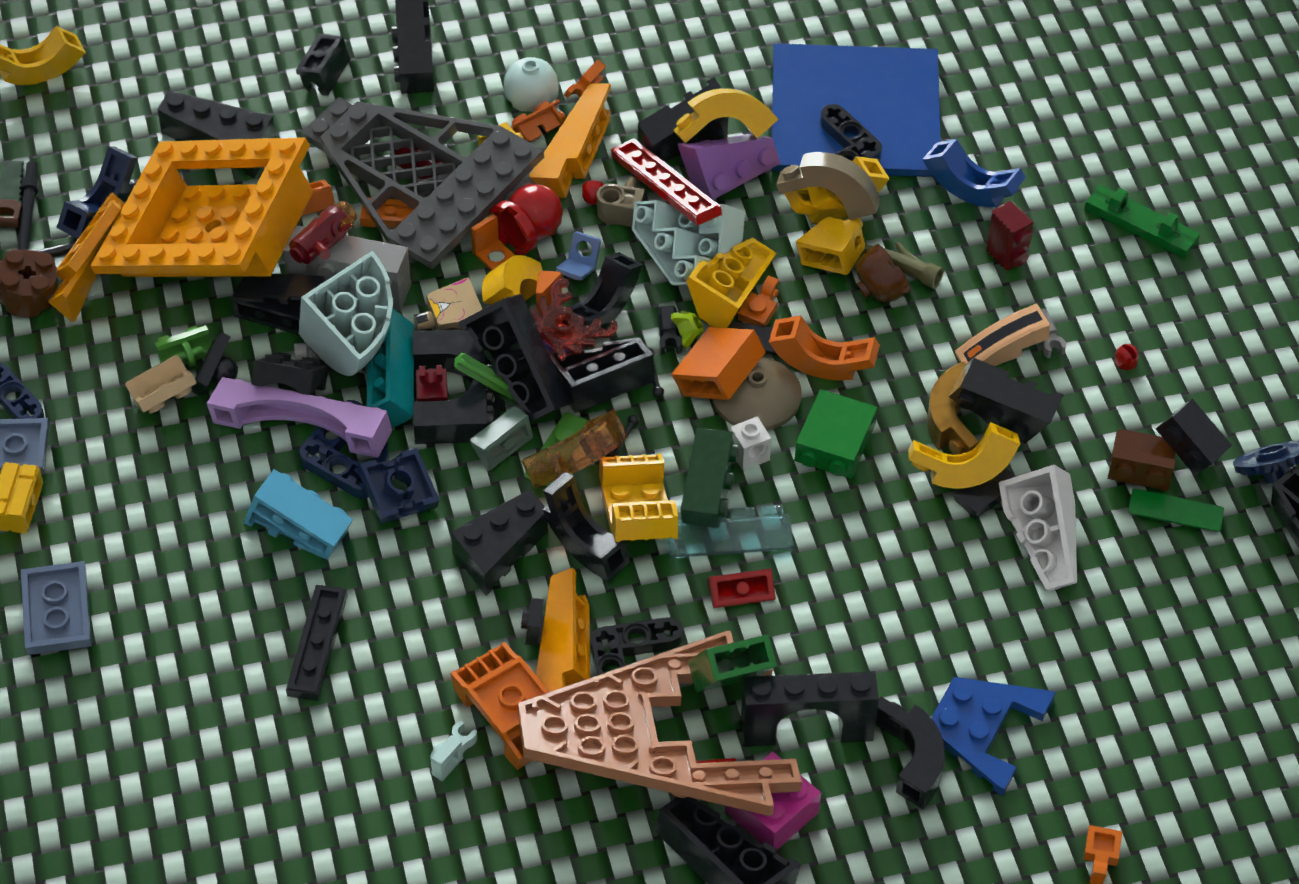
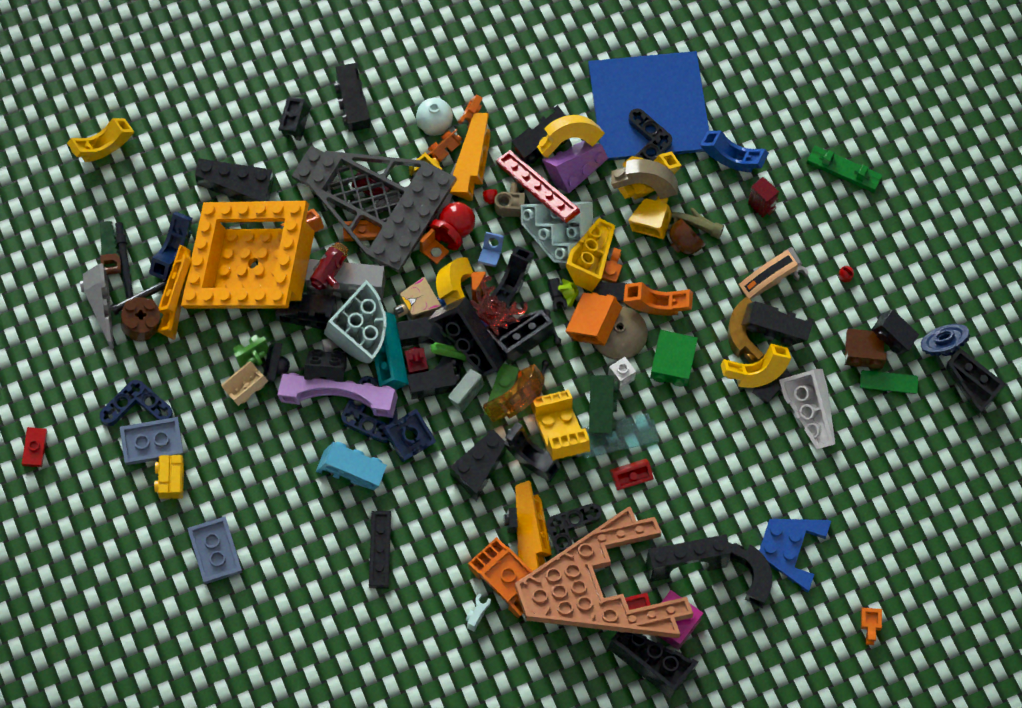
camera: 10 degrees left, 15 degrees up
(731, 663) = (639, 540): green brick -> none

